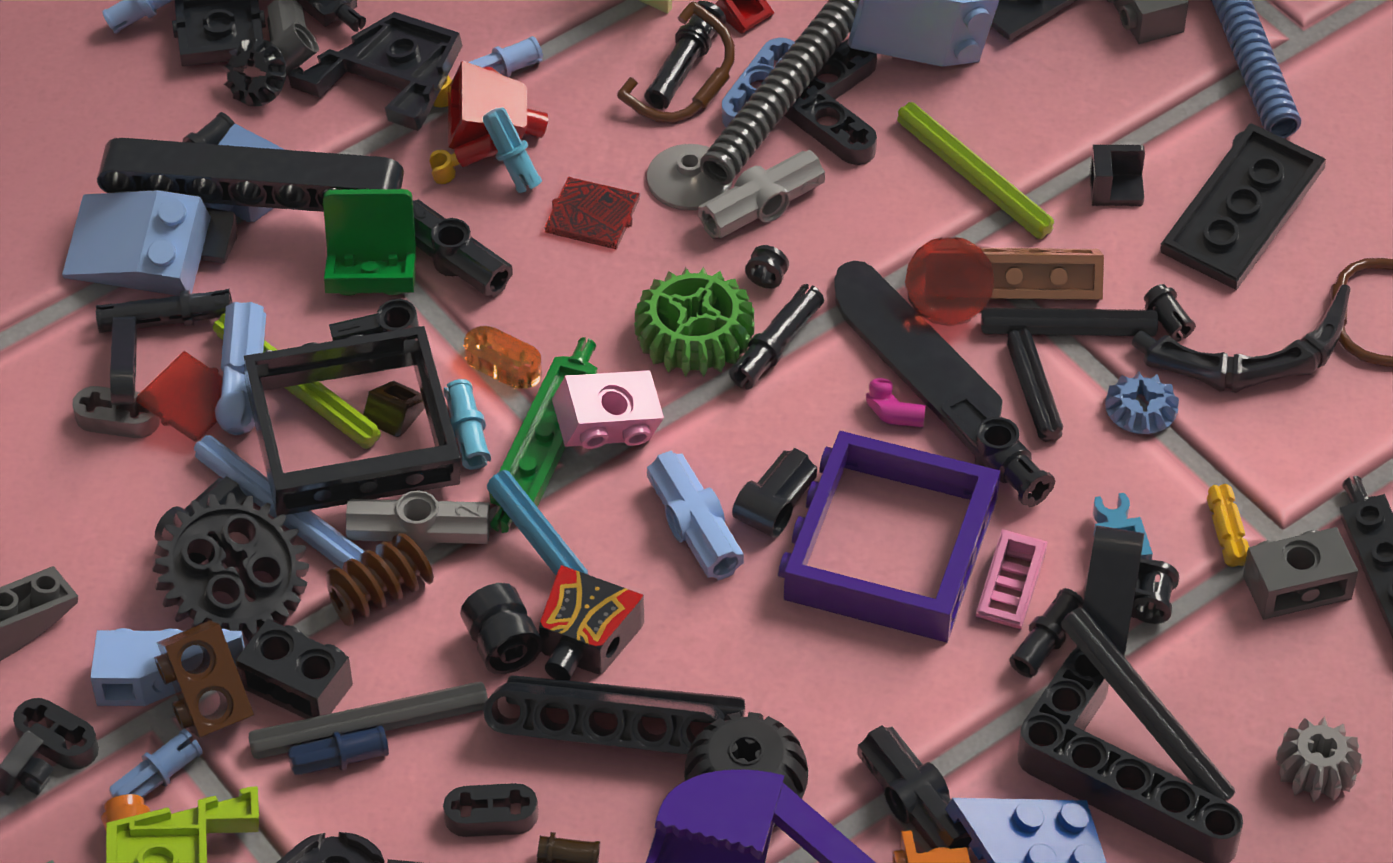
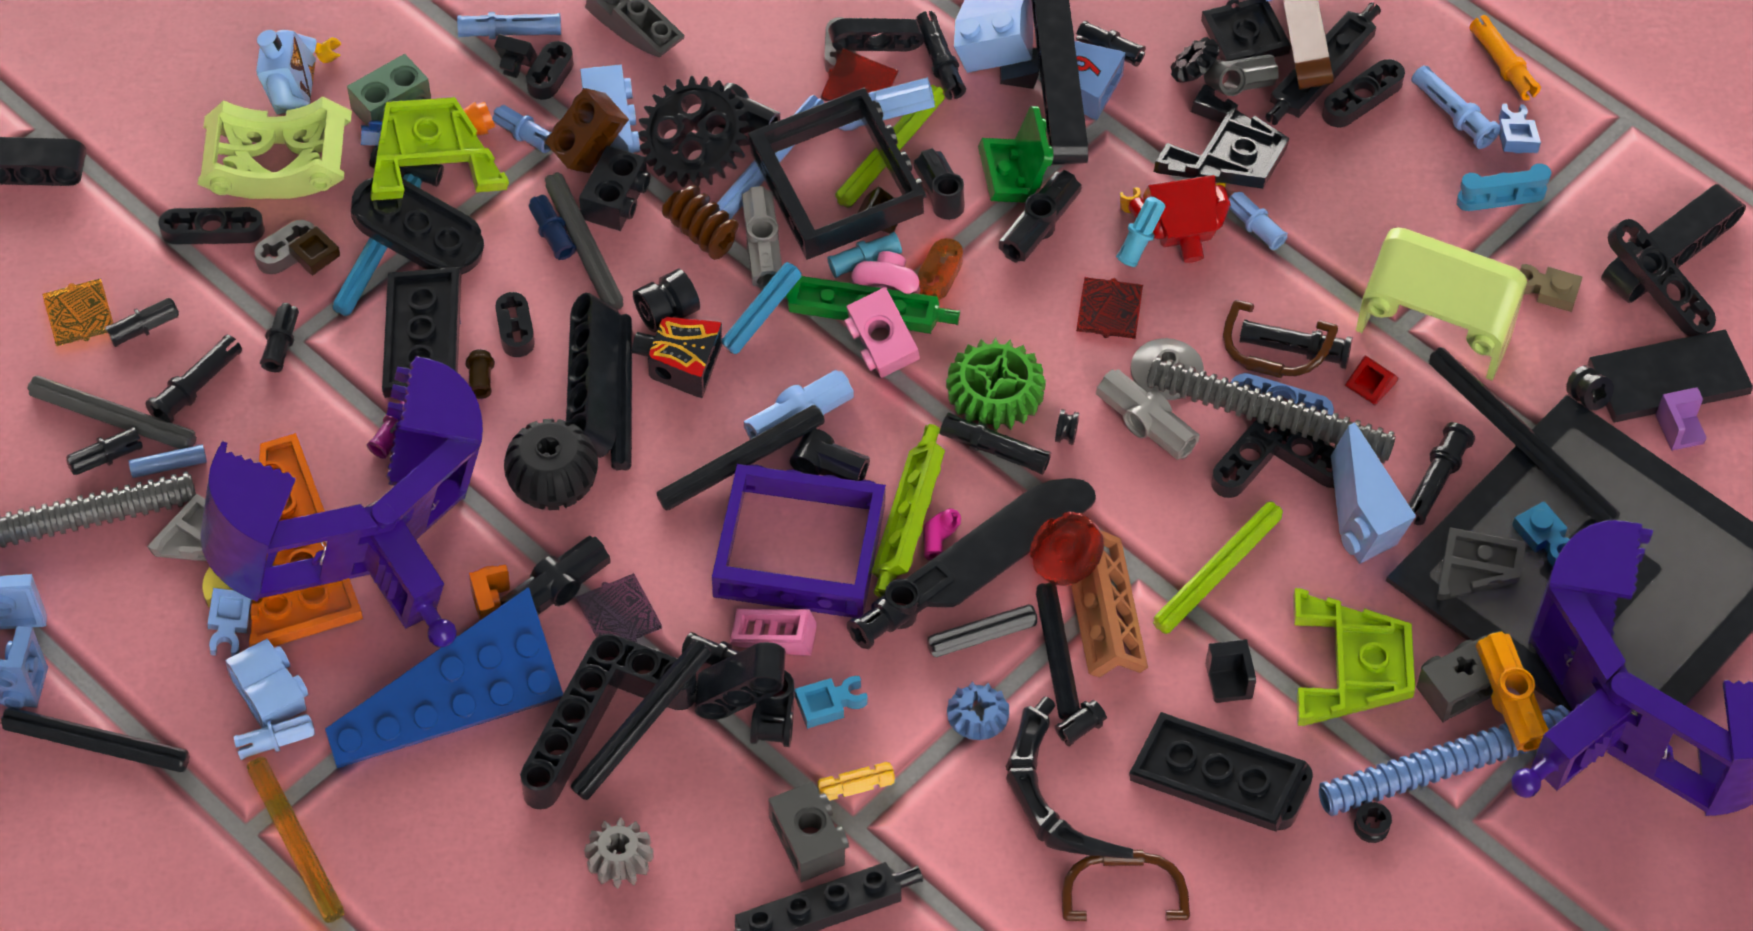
camera: 80 degrees right, 5 degrees up
(507, 403) = (887, 272): none -> bright pink piece
(765, 577) = (744, 454): none -> black axle
(828, 411) = (908, 510): none -> lime plate
(962, 737) = (619, 609): none -> clear purple piece
(1109, 64) = (1371, 659): none -> lime wing
(1318, 97) = (1364, 831): none -> black bush

